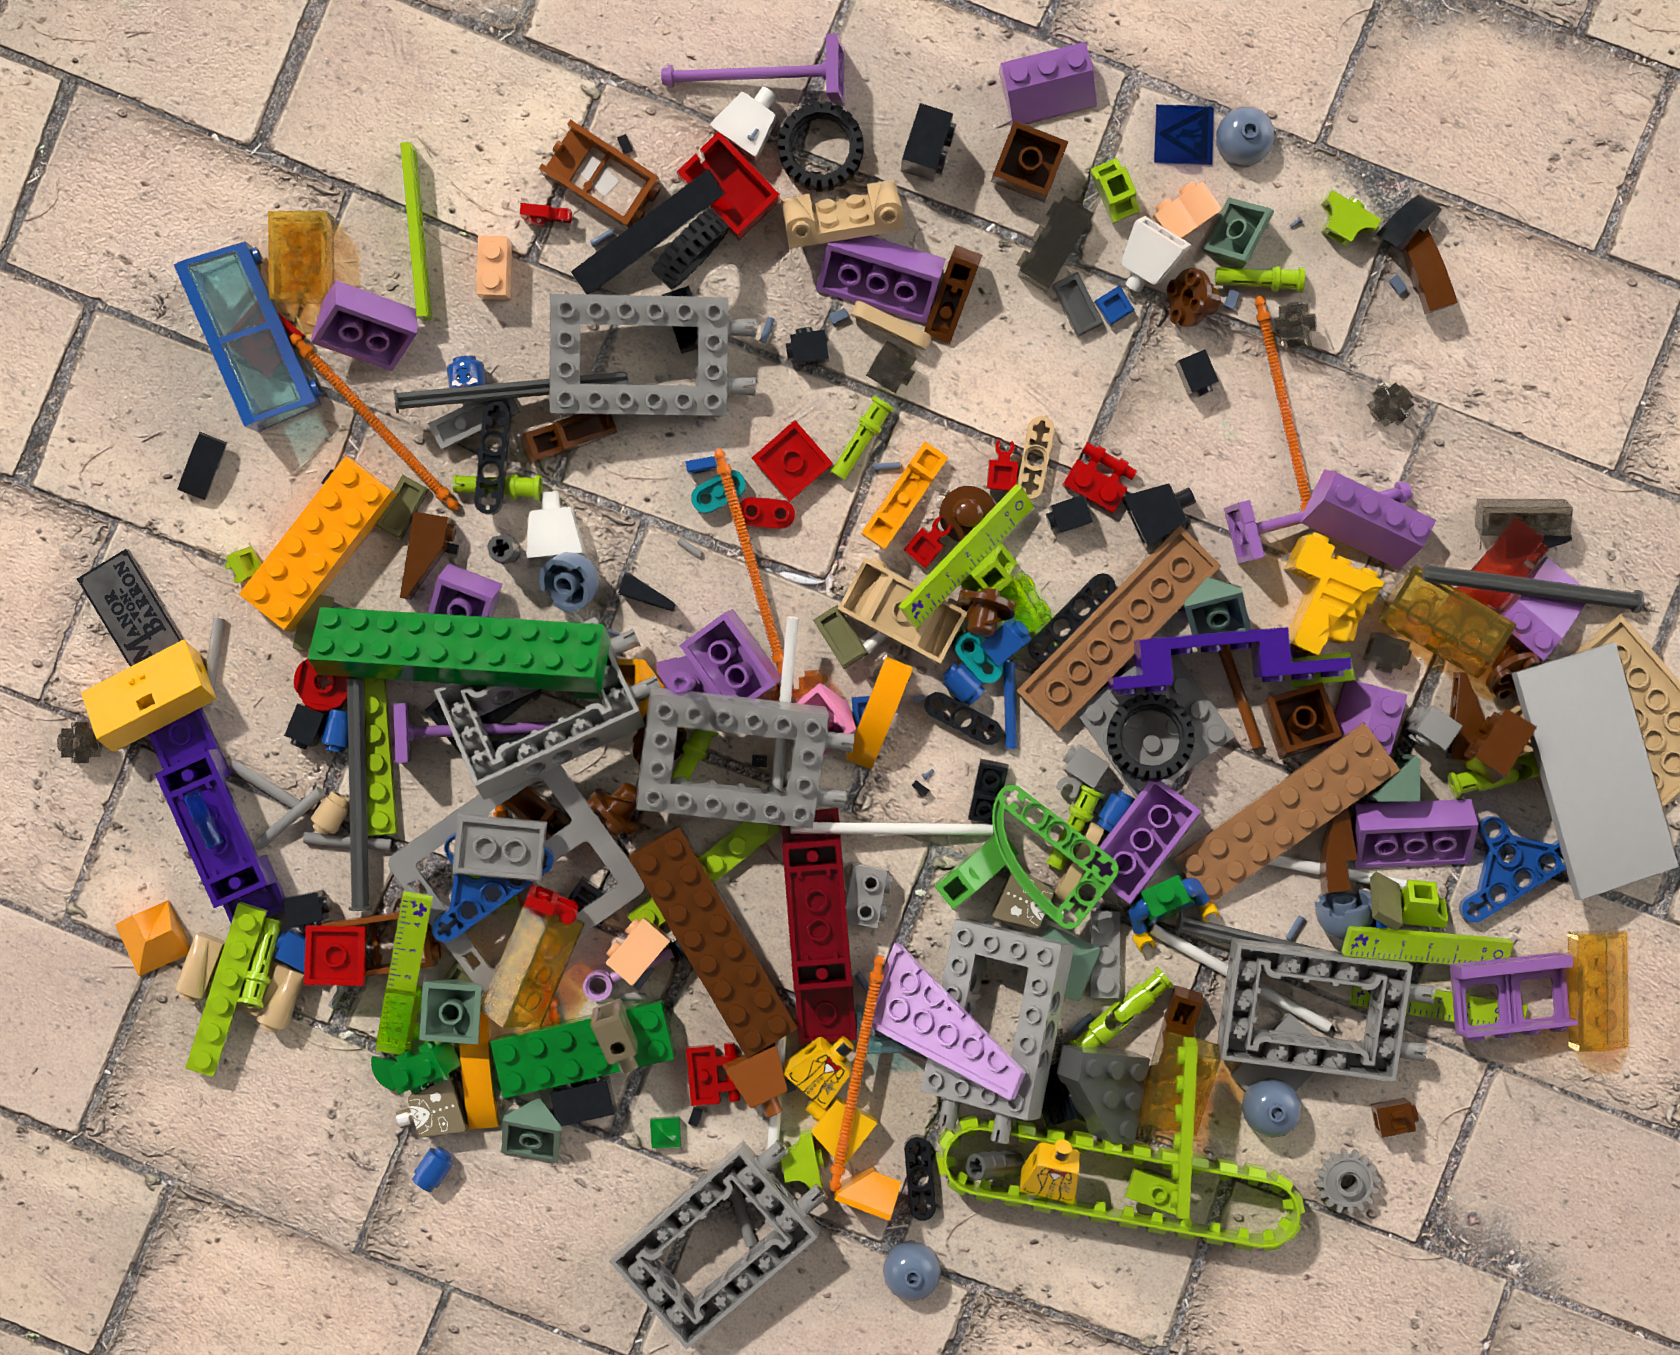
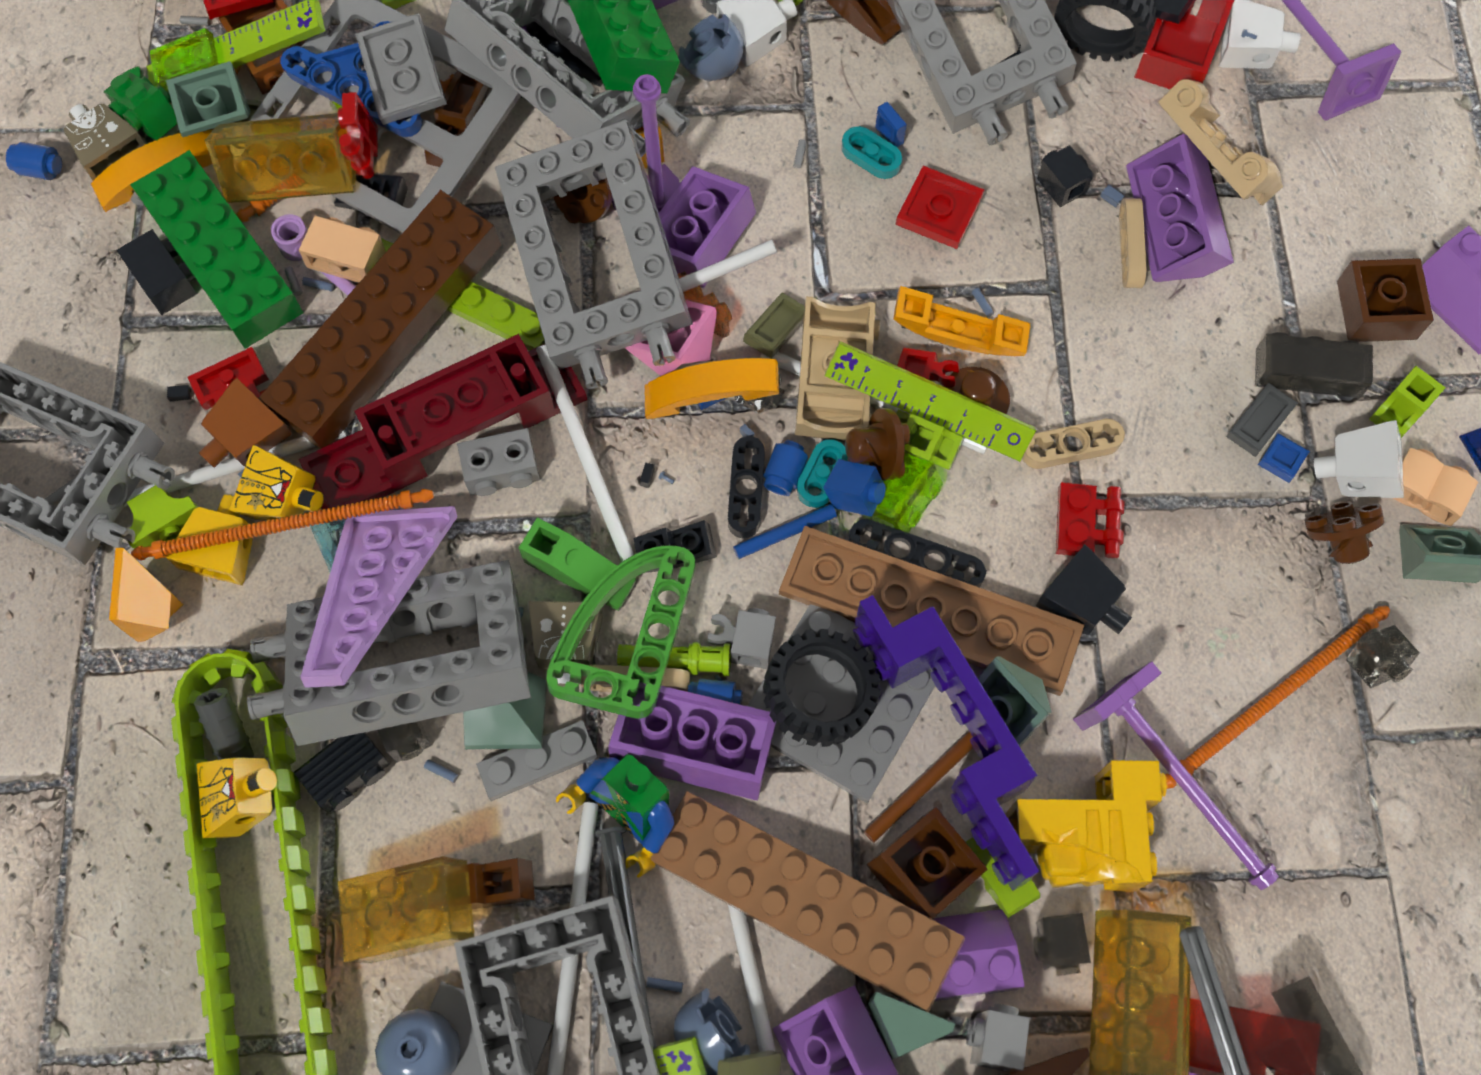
camera: 70 degrees right, 20 degrees down
(531, 1132) = (102, 230): sand green slope -> none
(615, 1035) = (233, 245): dark tan torso -> none
(617, 807) = (481, 175): reddish brown plate -> none
(636, 589) = (732, 115): black slope -> none
(665, 1132) = (150, 368): green tile -> none
(693, 752) = (588, 233): lime pin -> none
(724, 471) = (896, 141): orange hose -> none
(759, 760) = (603, 296): black piece -> none
(766, 331) = (1059, 137): sand blue piece -> none
(766, 513) = (872, 204): red plate -> none
(809, 113) = (1282, 80): black tyre -> none
(868, 426) = (1016, 264): lime pin -> none
(892, 367) = (1090, 256): clear smoke brick -> none
(911, 1270) = (64, 694): sand blue cylinder -> none
(926, 143) = (1342, 192): black brick -> none
(929, 1197) = (155, 660): black beam -> none
(952, 293) = (1202, 286): reddish brown slope -> none
(1002, 472) = (1042, 412): red plate -> none
(1069, 514) = (1030, 501): black brick -> none
(1105, 1089) = (367, 819): dark grey brick -> none
(1136, 1001) = (492, 819): lime piece -> none
(1151, 1189) = (256, 944): lime brick -> none
(1184, 1115) = (331, 931): lime plate -> none
(1197, 373) = (1264, 572): black brick -> none
(1231, 299) = (1365, 580): sand blue piece -> none
(1273, 279) = (1417, 613): lime pin -> none
(1336, 851) = (781, 988): reddish brown slope -> none
(1366, 519) = (1211, 839): medium lavender slope -> none
(1382, 410) = (1359, 810): clear smoke brick -> none

